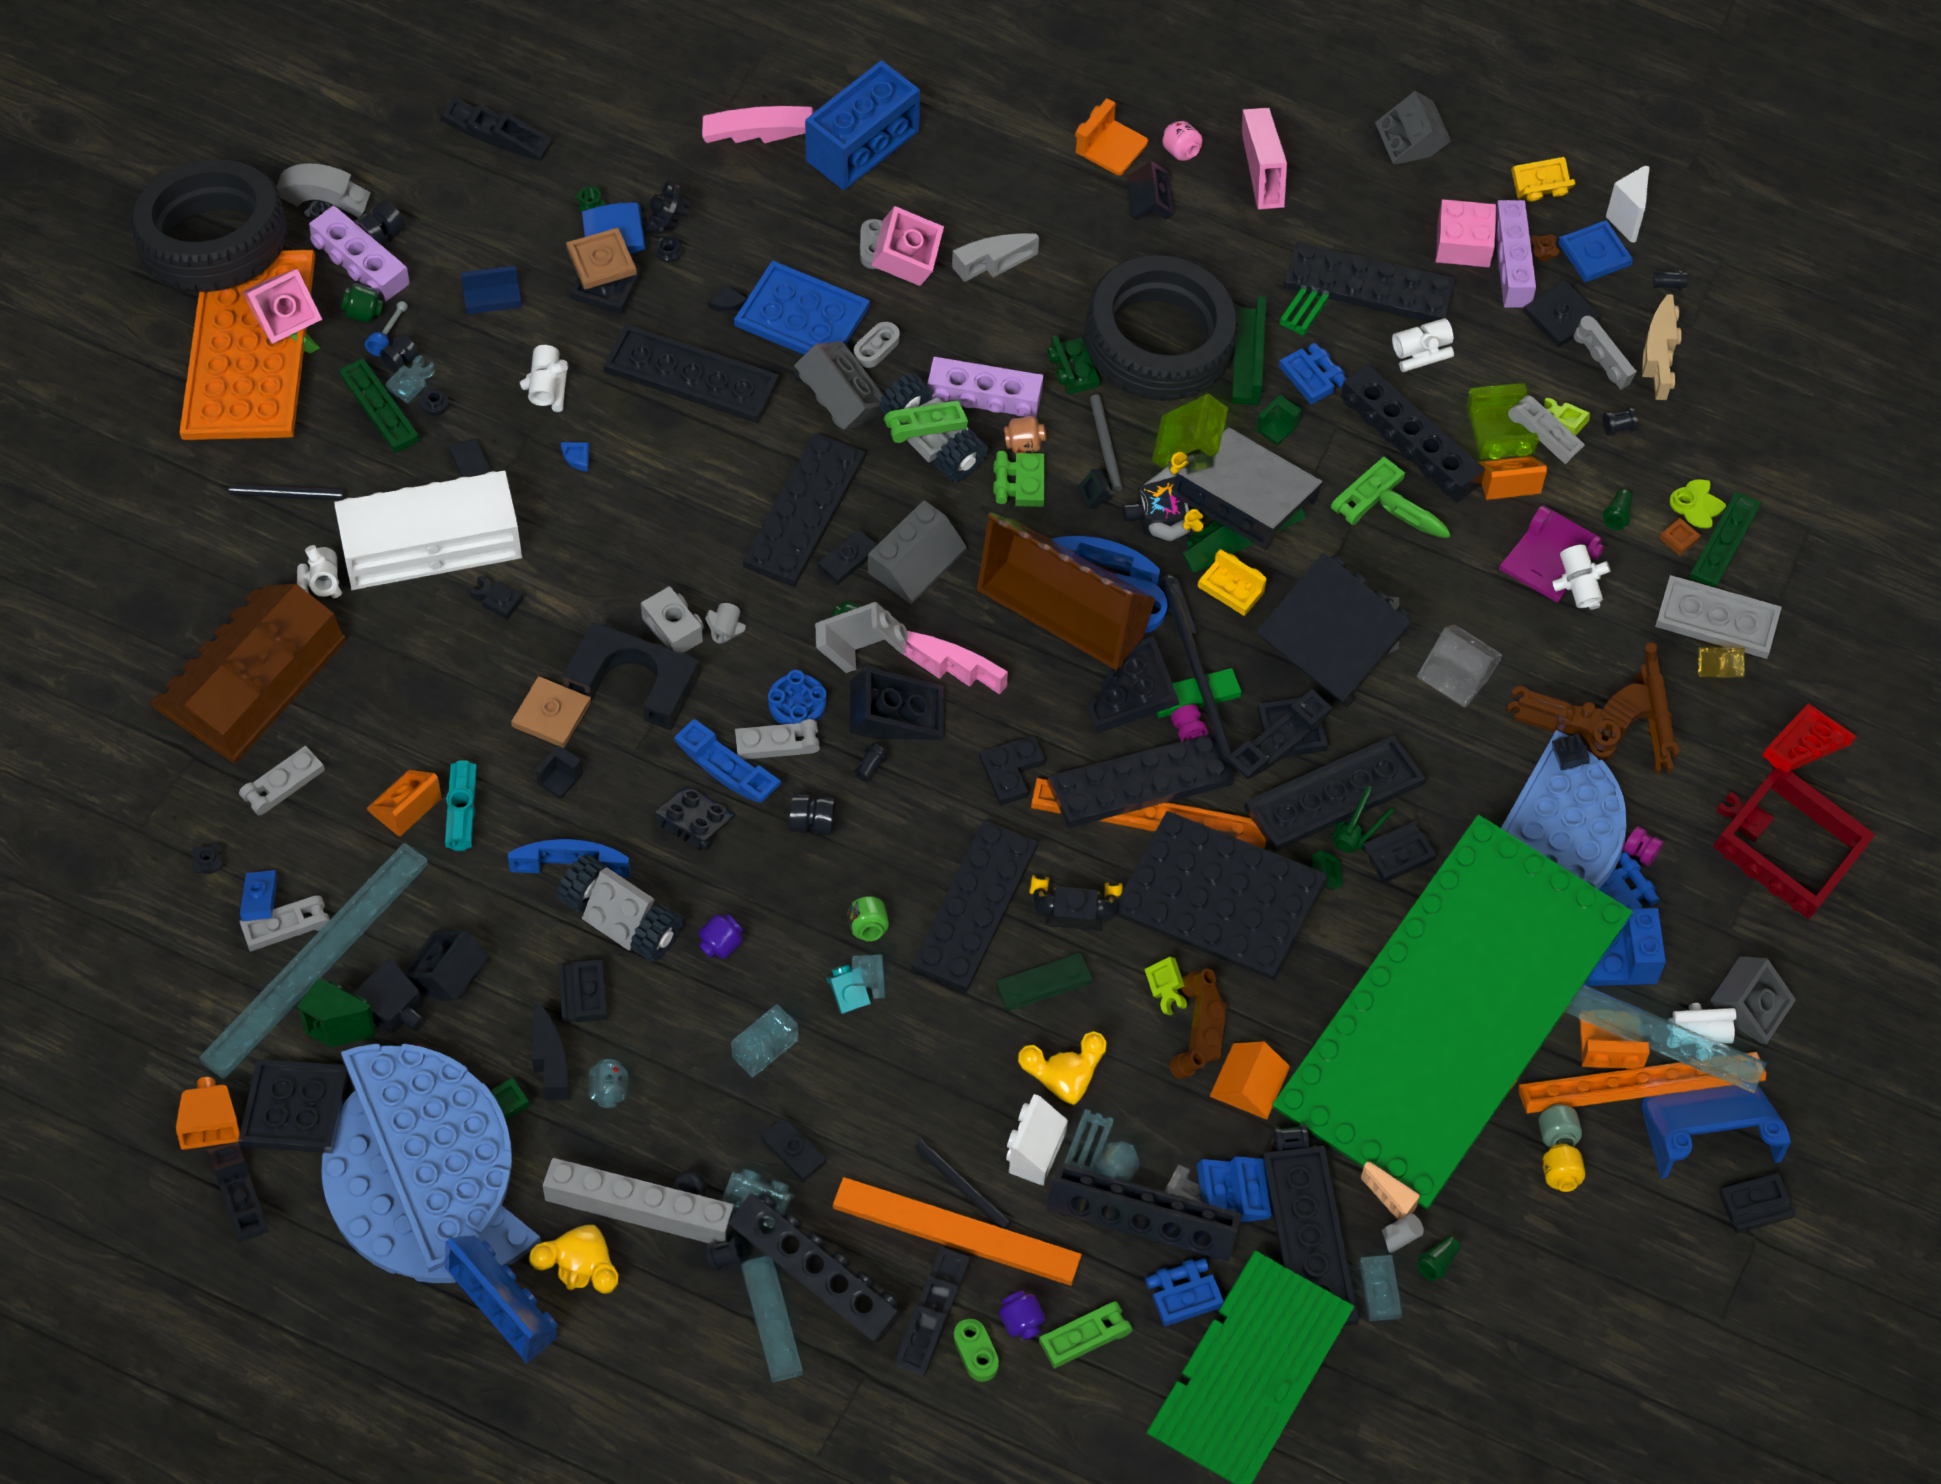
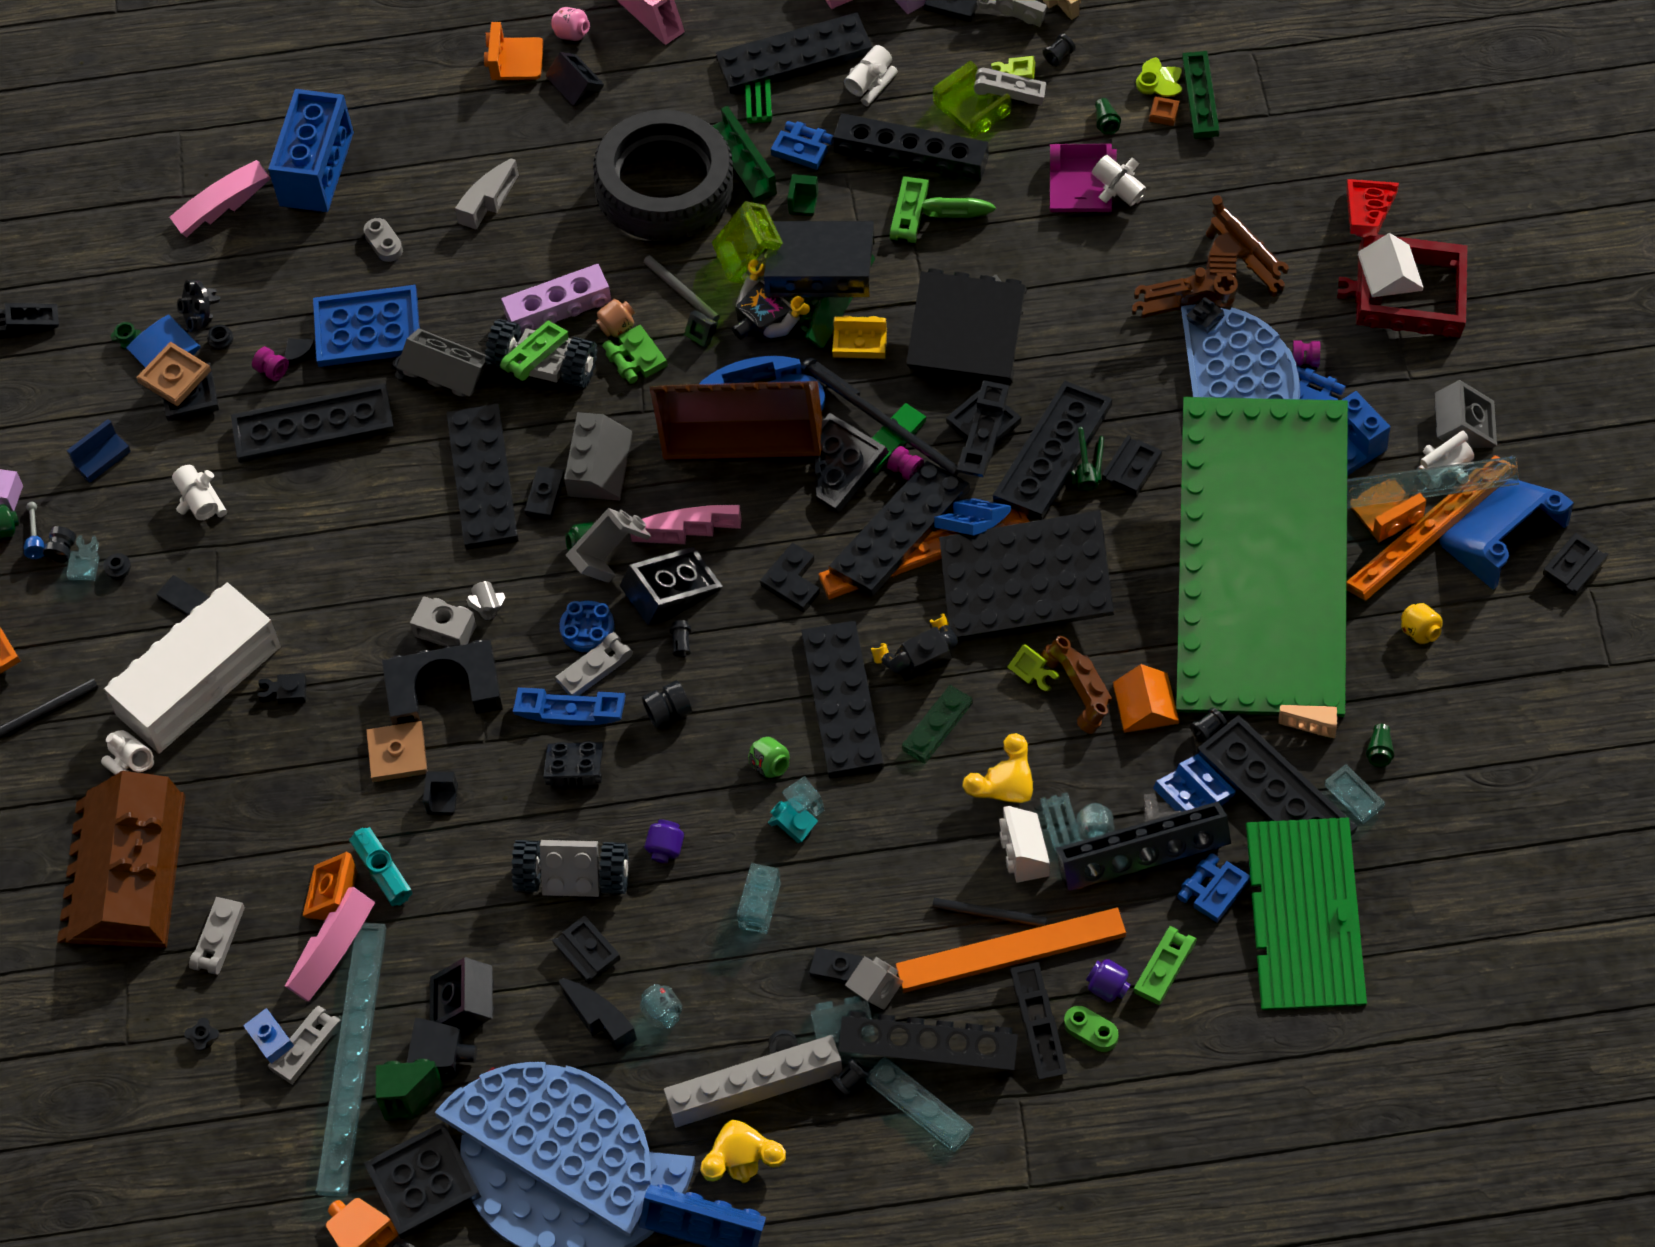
camera: 25 degrees left, 0 degrees up
(366, 847) = (330, 945): none -> bright pink slope
(379, 405) = (73, 595): dark green plate -> none
(510, 1098) = (592, 1064): dark green plate -> none
(565, 851) = (493, 850): blue slope -> none
(576, 454) = (265, 540): blue tile -> none
(695, 302) = (269, 363): none -> magenta wheel
(806, 1181) = (875, 981): none -> light grey brick
(874, 346) = (443, 318): light grey plate -> none
(907, 246) = (415, 225): bright pink brick -> none
(1073, 365) = (612, 244): dark green bracket -> none
(1212, 810) = (972, 516): none -> blue slope
(1329, 865) = (1084, 505): dark green plate -> none
(1402, 1232) = (1341, 743): light grey piece -> none
(1459, 665) = (1074, 300): clear slope -> none
(1513, 477) = (1011, 136): orange slope -> none
(1560, 1126) = (1397, 594): sand green head -> none
(1718, 616) = (1236, 153): light grey plate -> none
(1721, 662) = (1263, 185): clear yellow panel -> none
(1779, 810) = (1390, 267): none -> white slope

